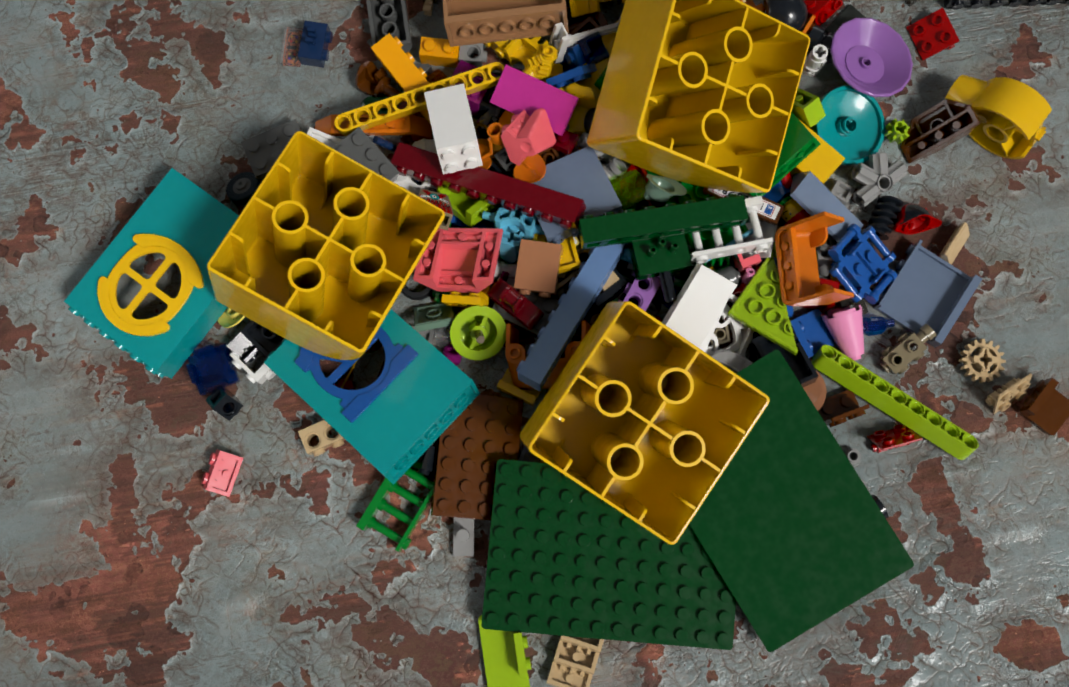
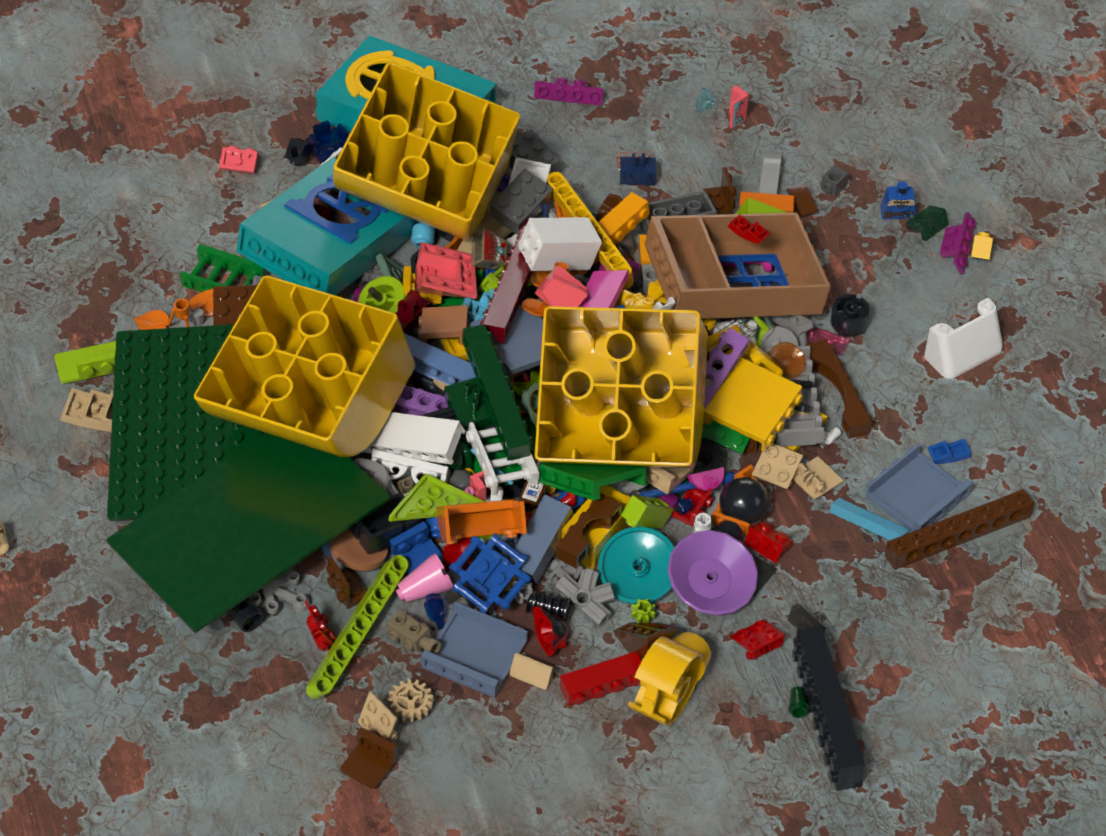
camera: 80 degrees right, 30 degrees down
(176, 96) = (569, 91): none -> magenta bracket
(454, 584) = (159, 319): none -> orange plant
(850, 176) = (600, 514): none -> reddish brown arch
(971, 179) = (600, 679): none -> red brick
(1008, 13) = (797, 704): none -> dark green cone

